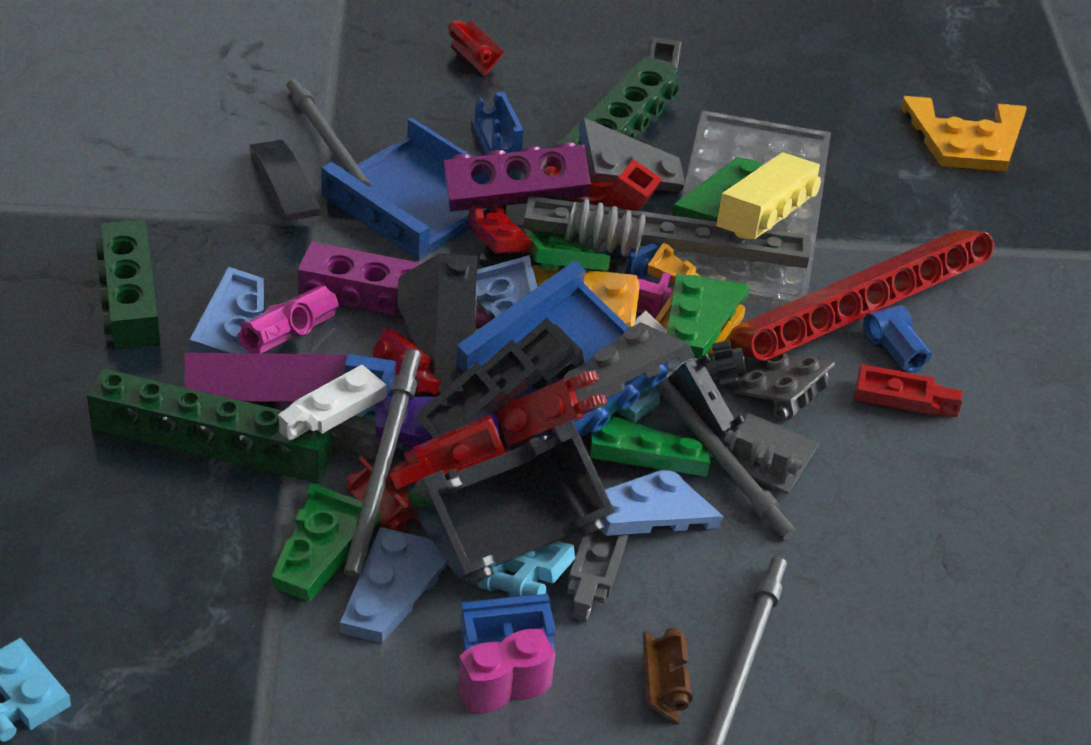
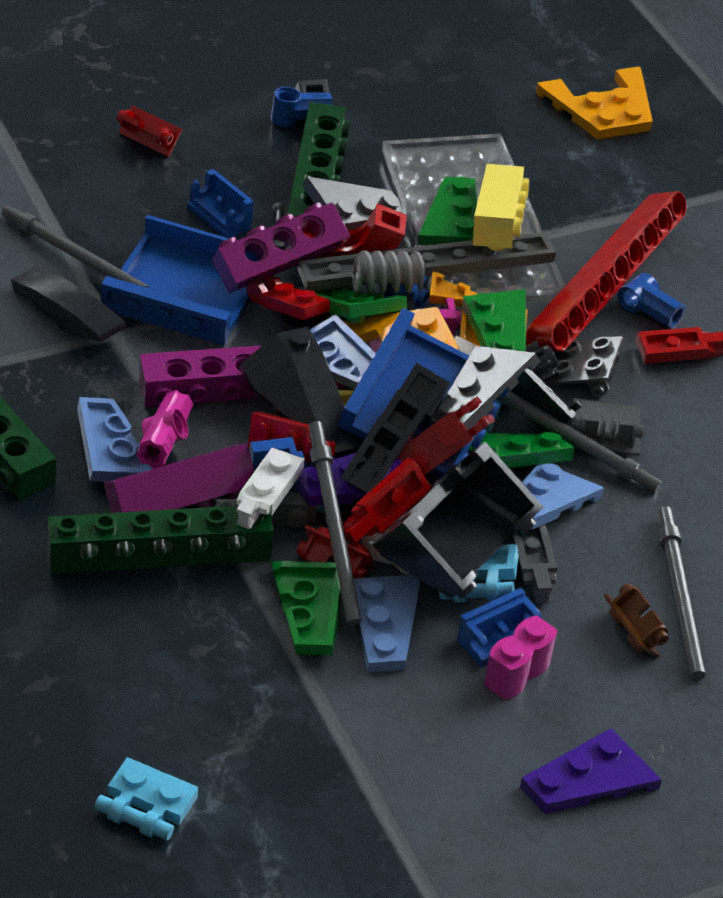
camera: 25 degrees left, 0 degrees up
(628, 52) = (292, 105): none -> blue piece

